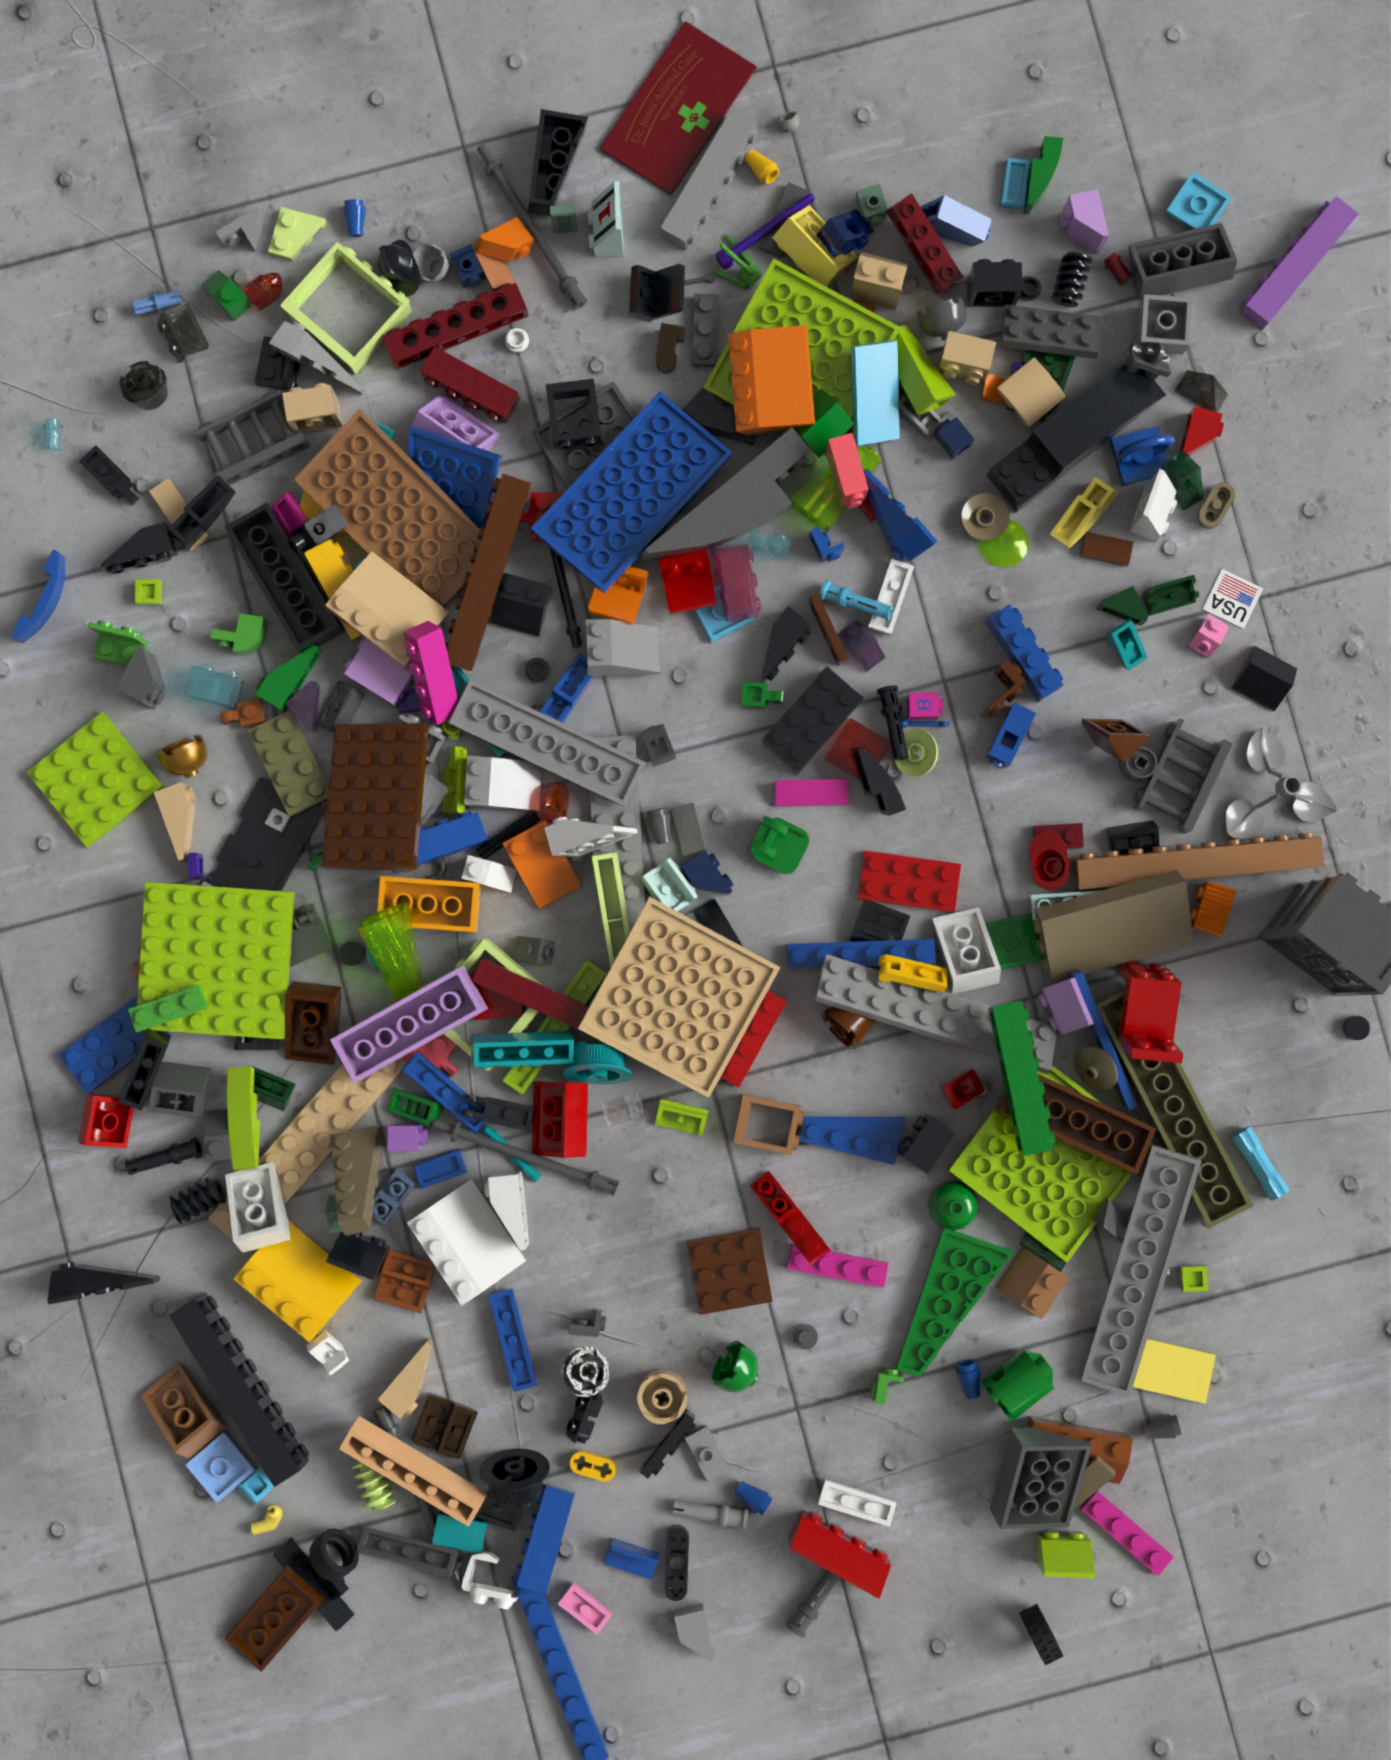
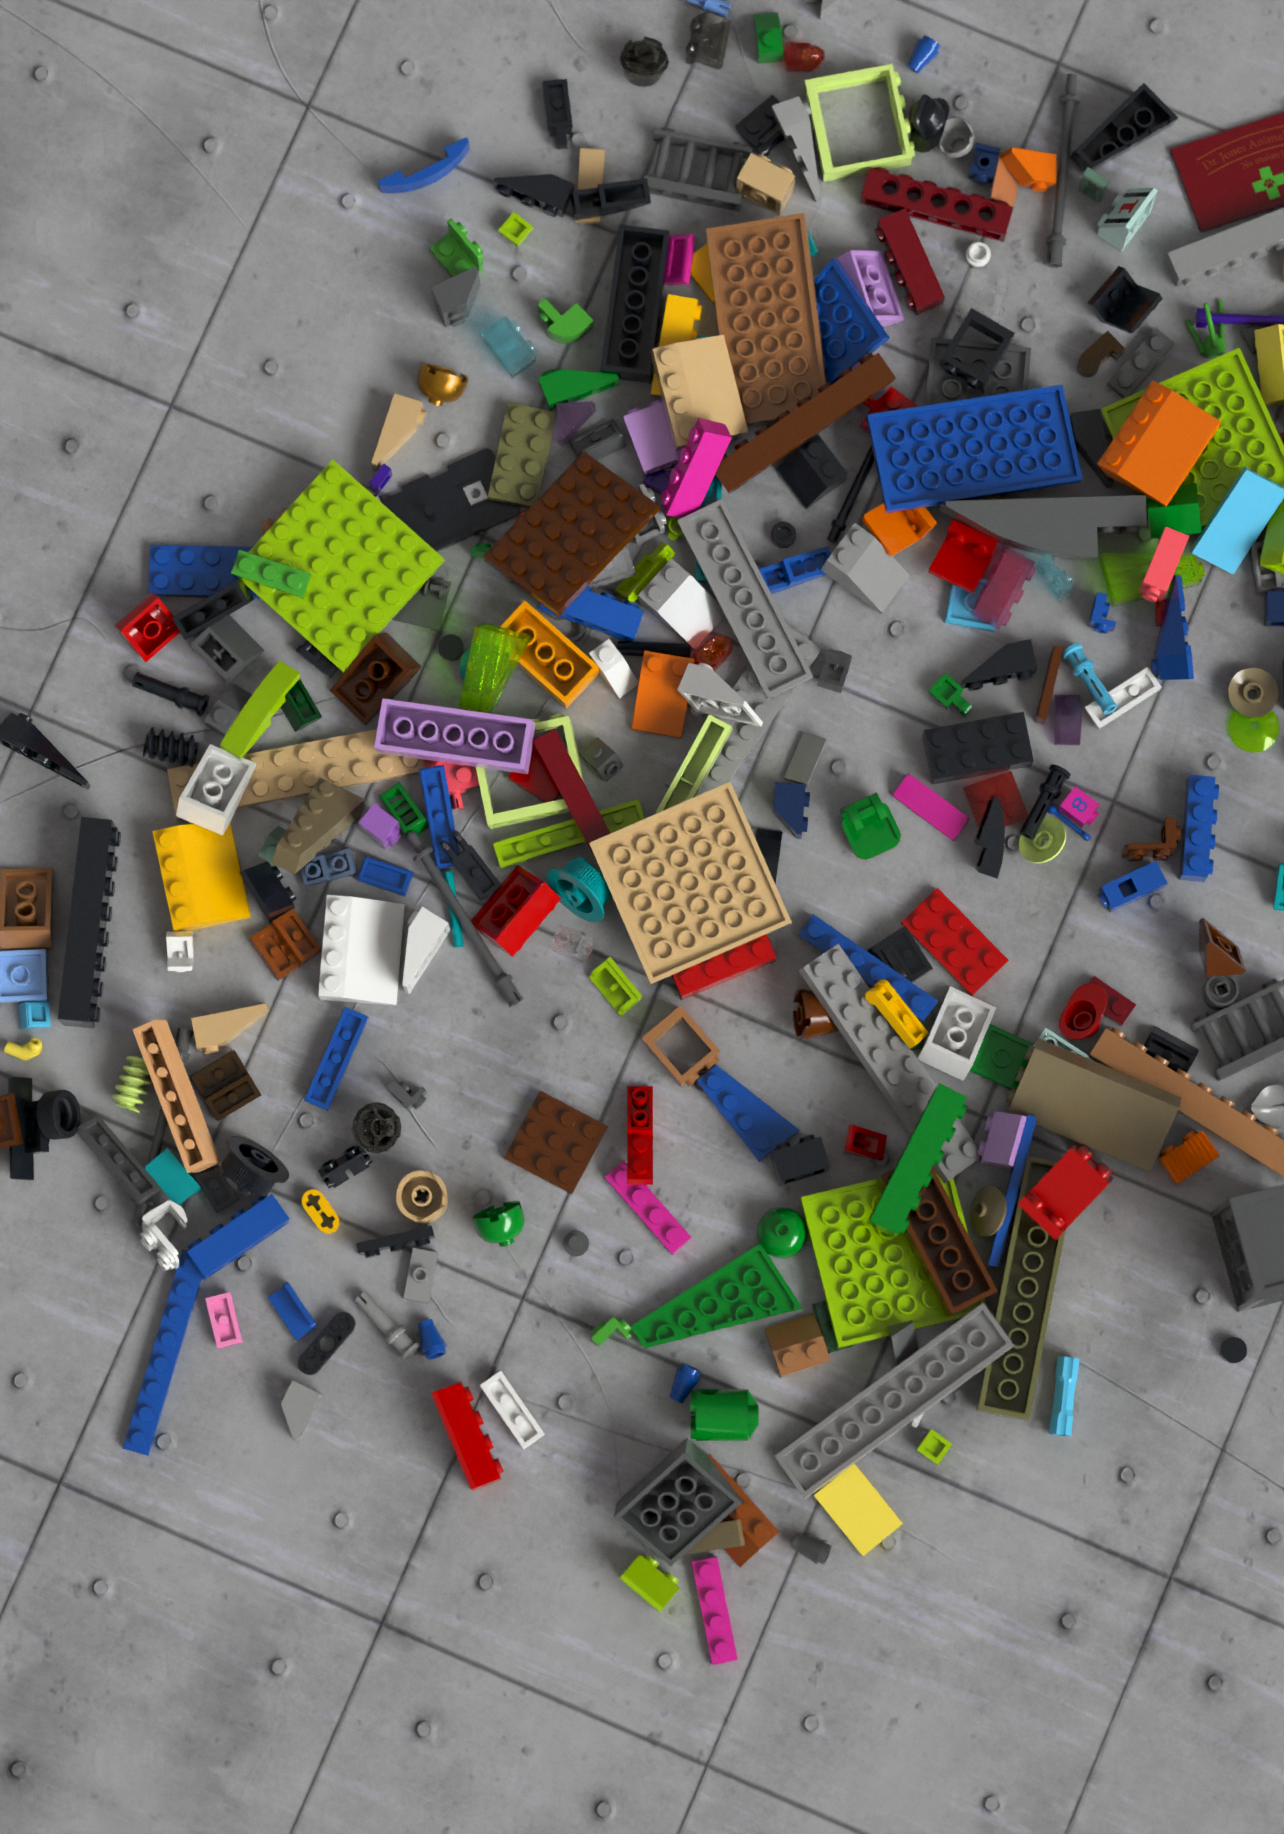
camera: 35 degrees right, 5 degrees down
(53, 434) = (538, 44): clear light blue pin -> none
(95, 779) = (353, 347): lime plate -> none
(248, 713) = (519, 389): dark orange plate -> none
(293, 233) = (862, 28): yellowish green wing -> none
(317, 529) = (693, 284): black torso -> none
(522, 1049) = (530, 826): teal brick -> none
(660, 825) = (784, 737): dark grey cone -> none
(669, 885) = (754, 791): light aqua bracket -> none
(710, 278) = (1179, 324): dark grey hinge -> none
(811, 1612) = (403, 1465): dark grey pin -> none
(1041, 1634) = (579, 1630): black tyre -> none

